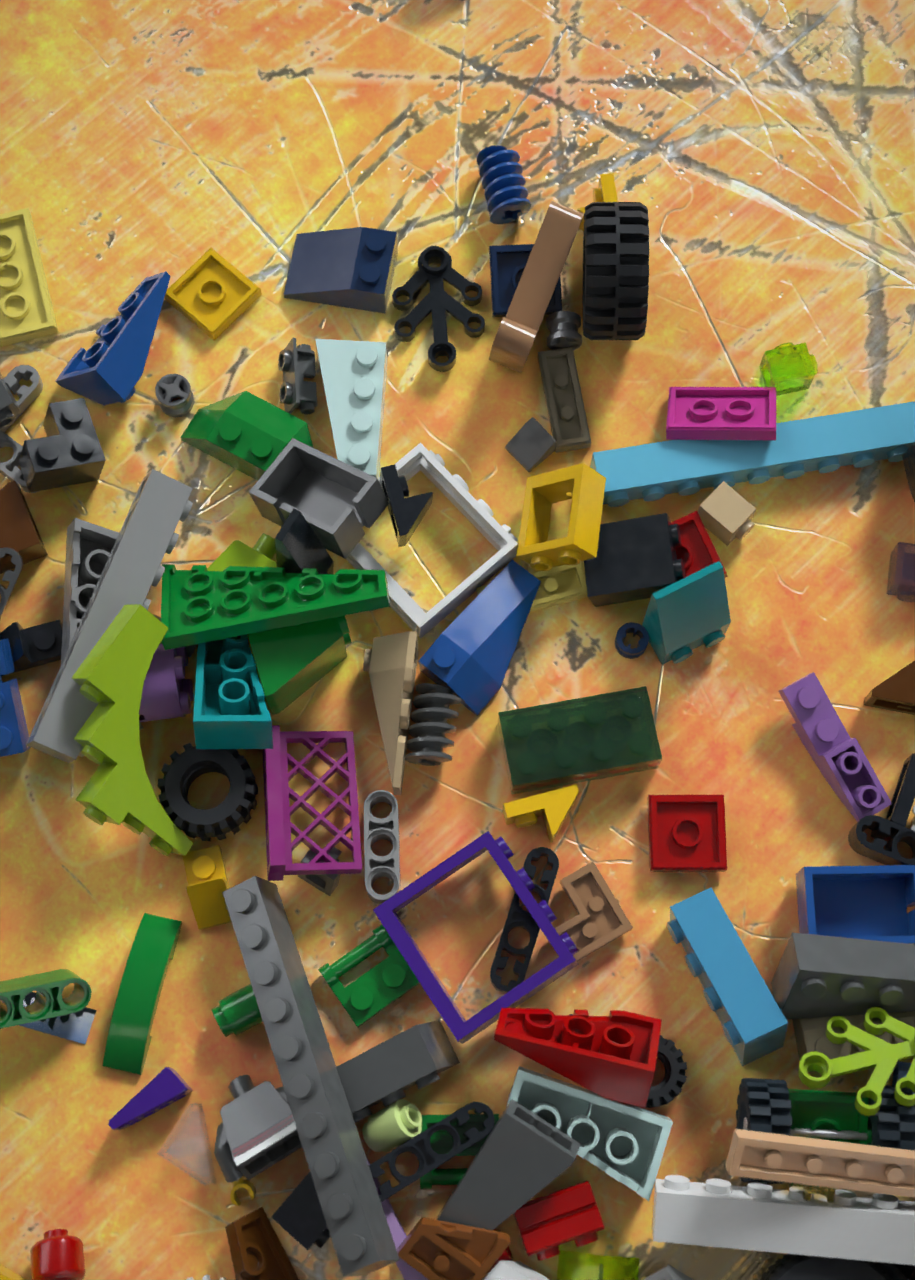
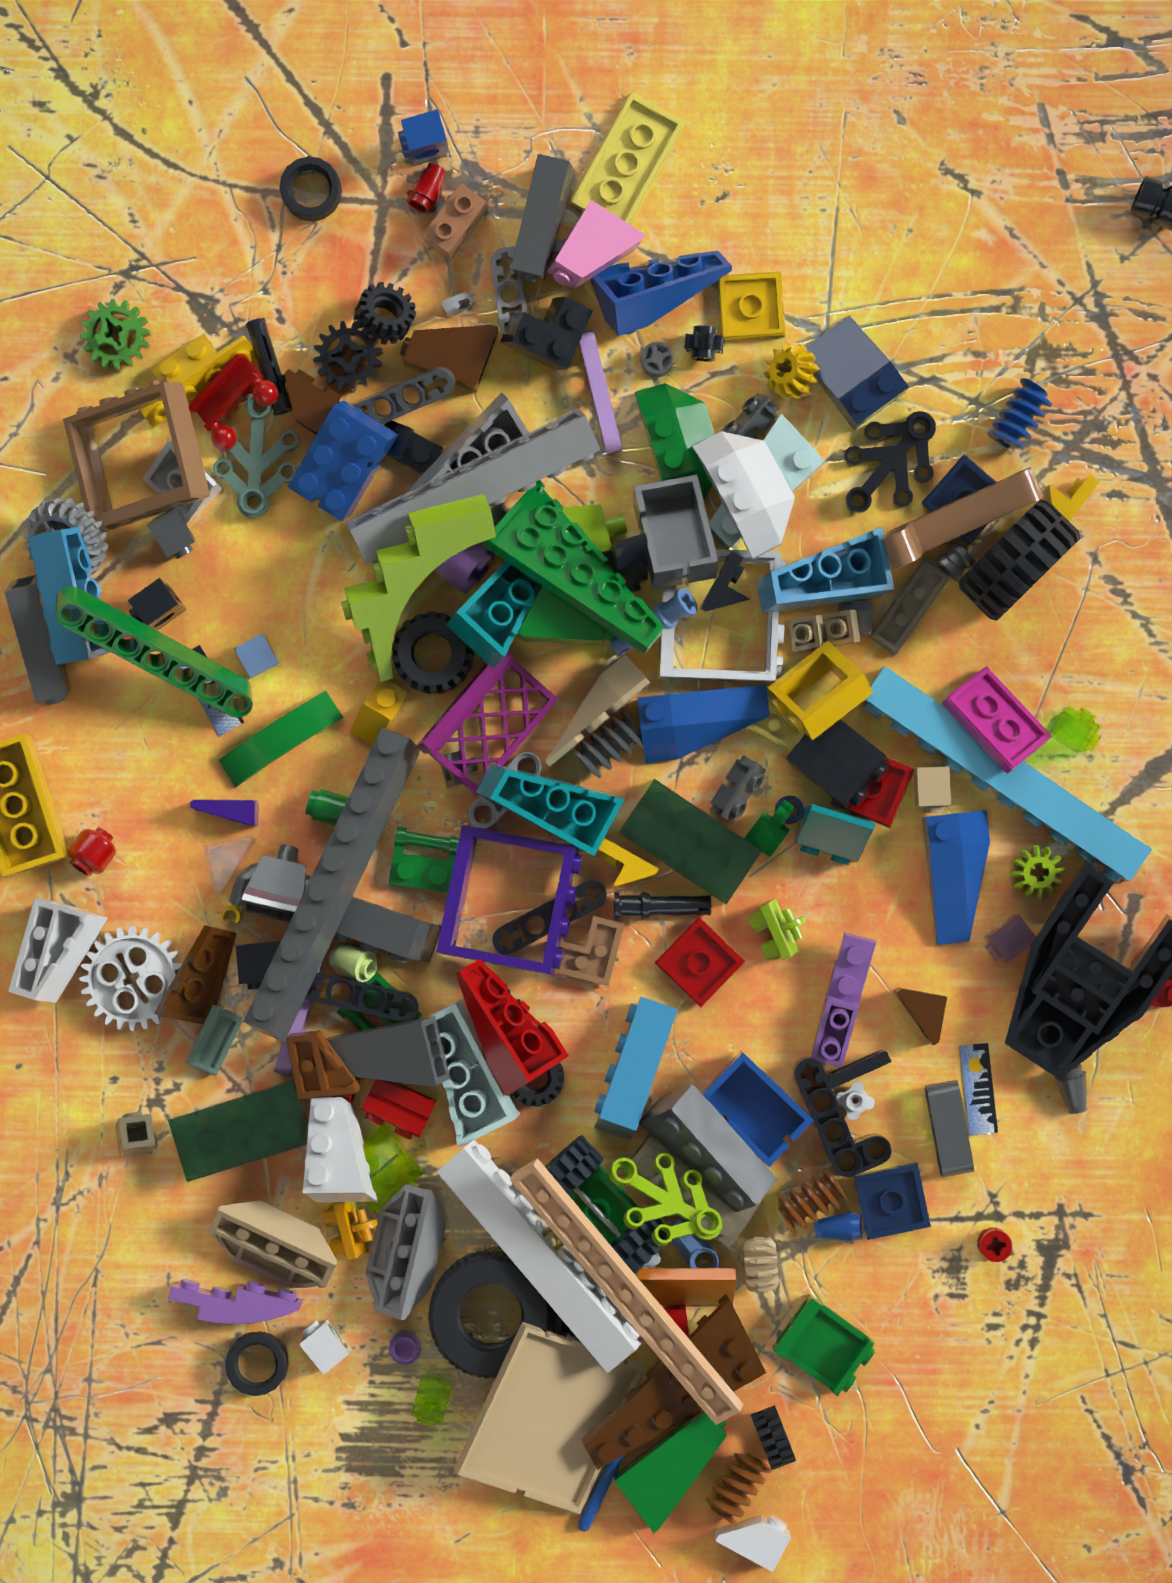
camera: 50 degrees right, 15 degrees up
(39, 351) = (593, 246): none -> bright pink slope
(53, 940) = (256, 655): none -> medium blue slope
(149, 458) = (600, 393): none -> lavender beam
(201, 348) = (704, 343): none -> black gear
(291, 306) = (791, 371): none -> yellow gear
(346, 412) = (748, 488): none -> white wedge
(378, 557) = (667, 612): none -> medium blue pin
(434, 816) = (561, 808): none -> teal wedge
(481, 421) = (835, 575): none -> dark azure wedge
(508, 482) = (815, 630): none -> tan slope
(572, 648) = (732, 803): none -> dark grey hinge
(596, 829) = (644, 906): none -> black pin
(633, 669) = (769, 830): none -> green plate
(738, 752) = (782, 927): none -> lime hips
(803, 556) = (956, 865): none -> blue wedge
(883, 512) = (1043, 863): none -> lime gear

